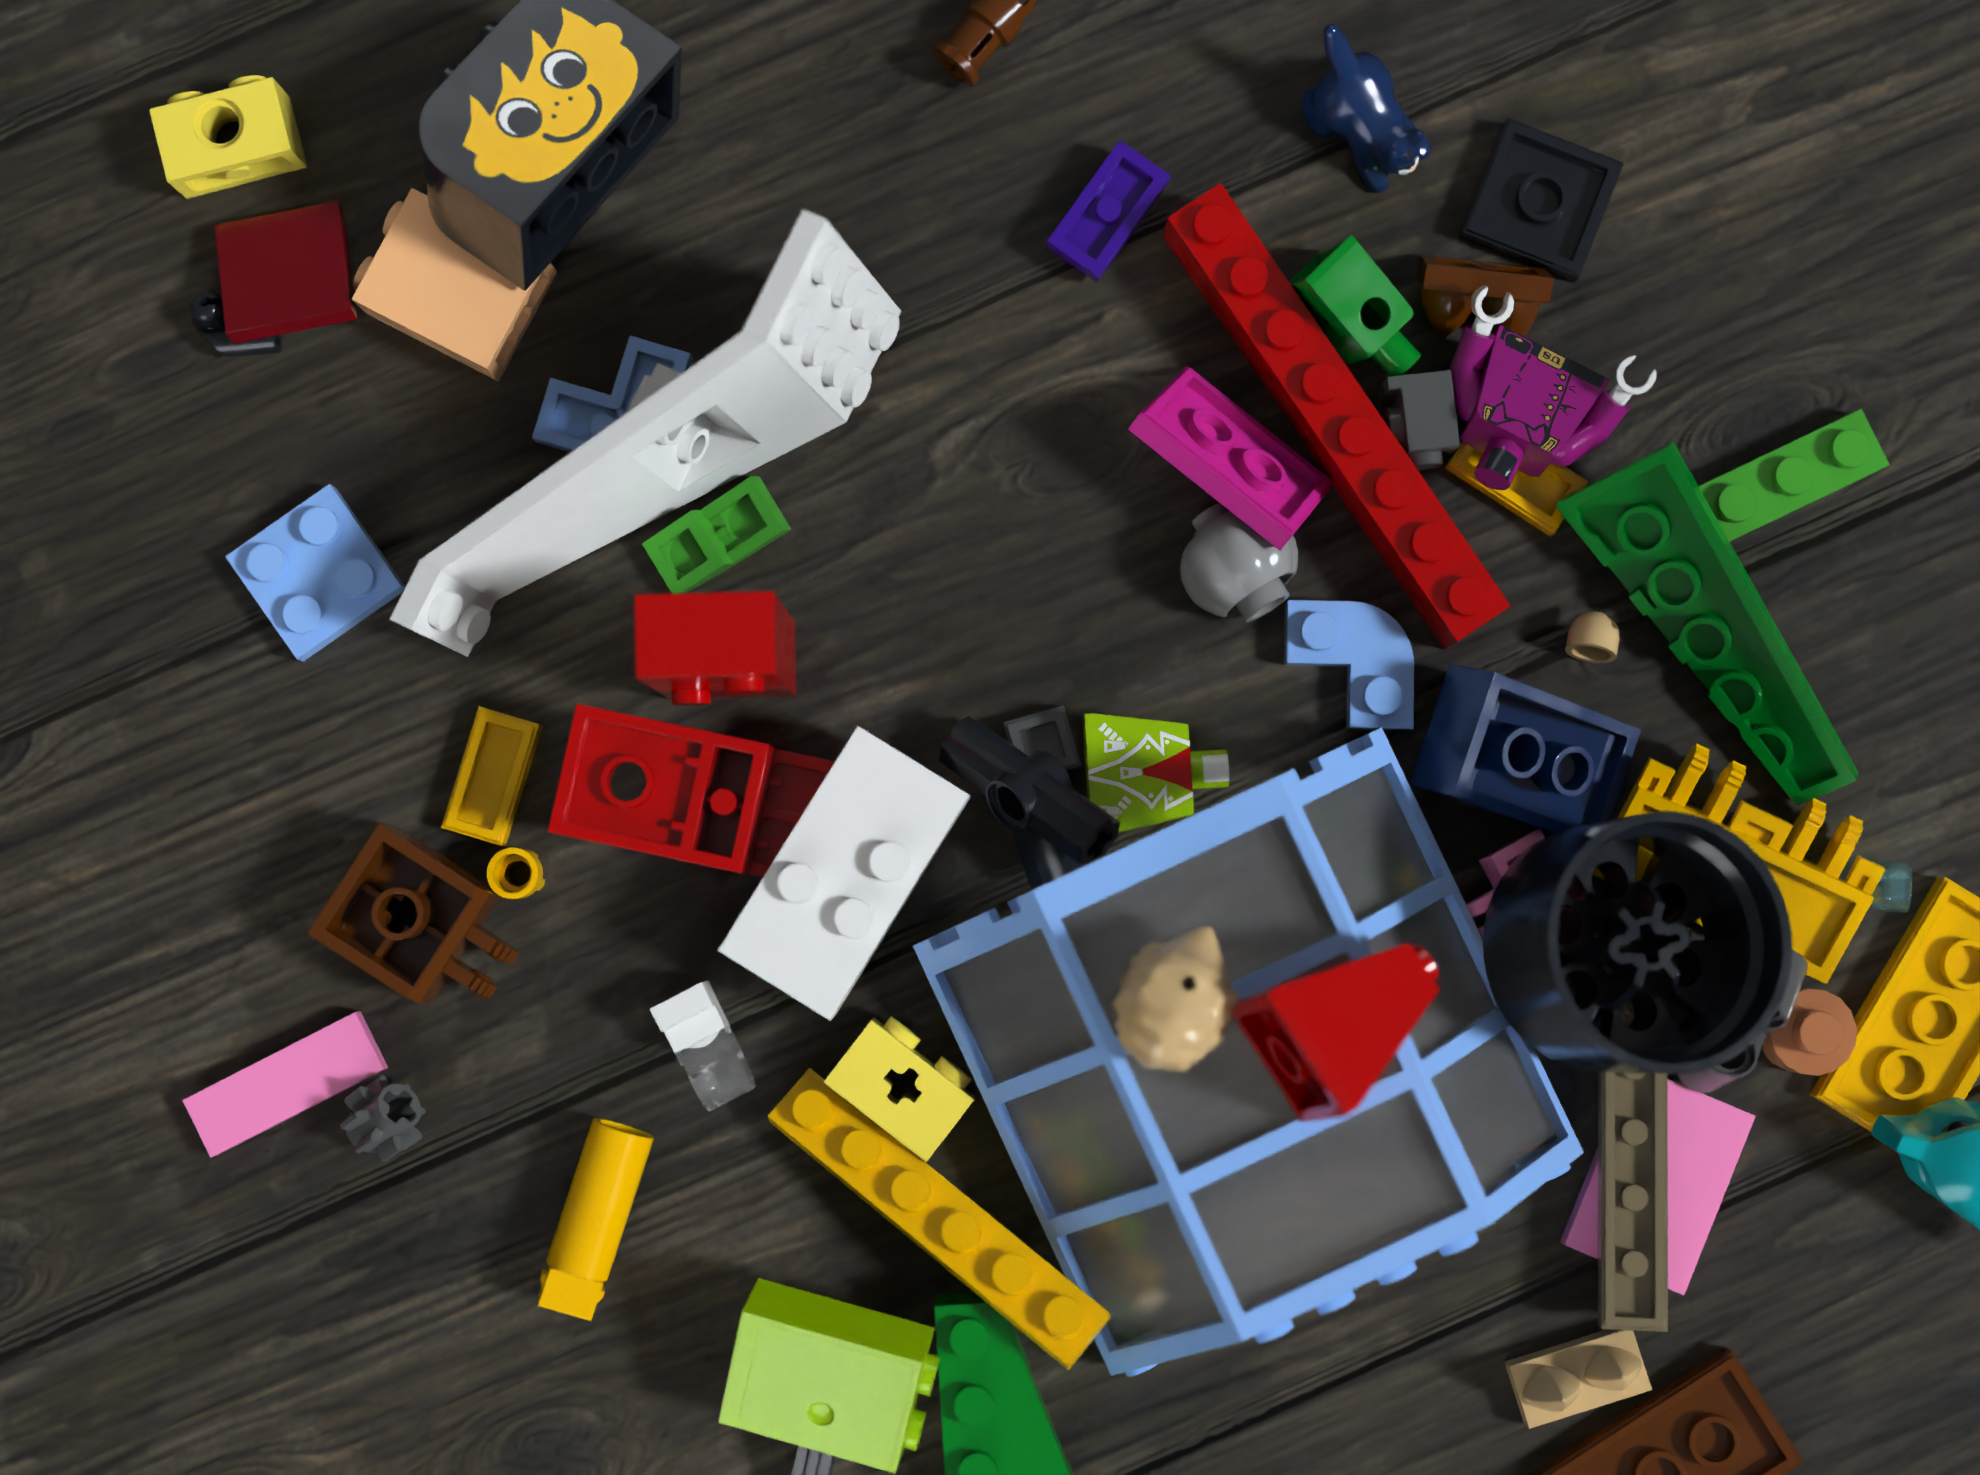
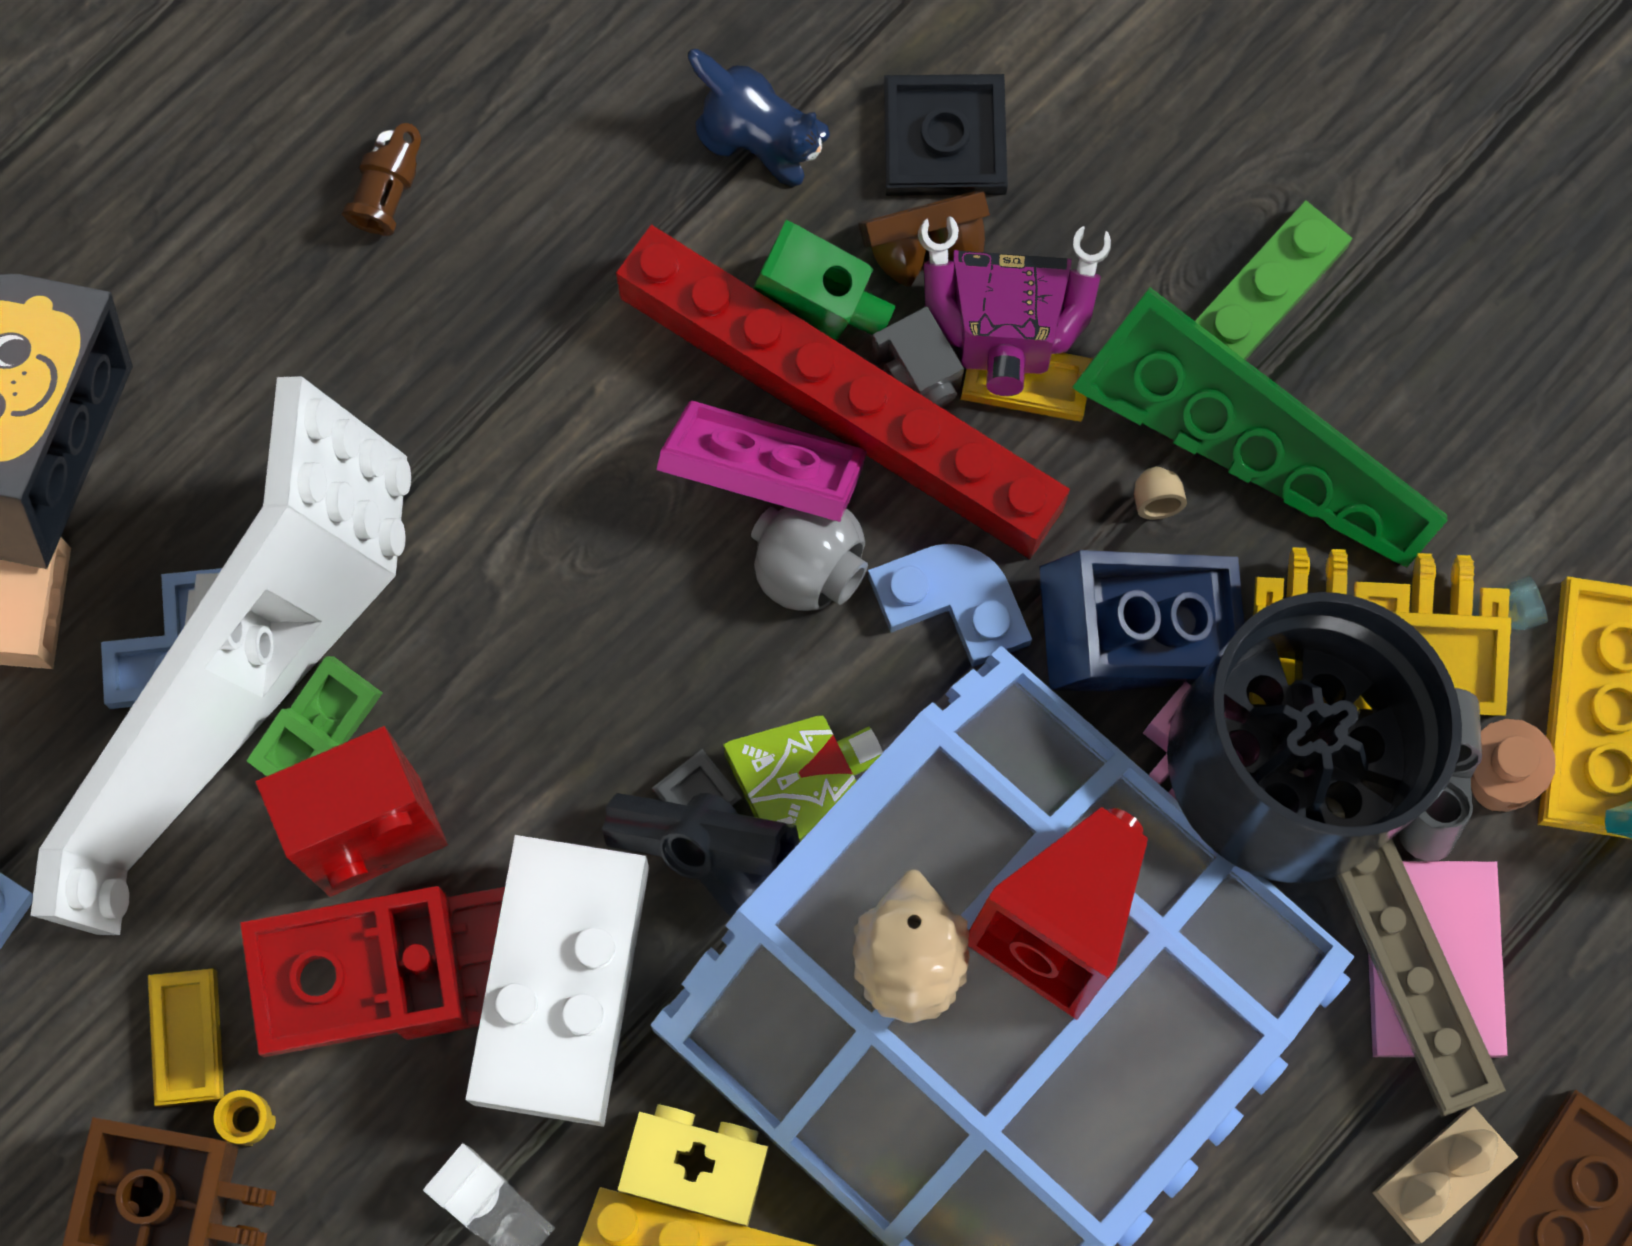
camera: 25 degrees left, 10 degrees down
(1108, 211) = (561, 293): dark purple plate -> none

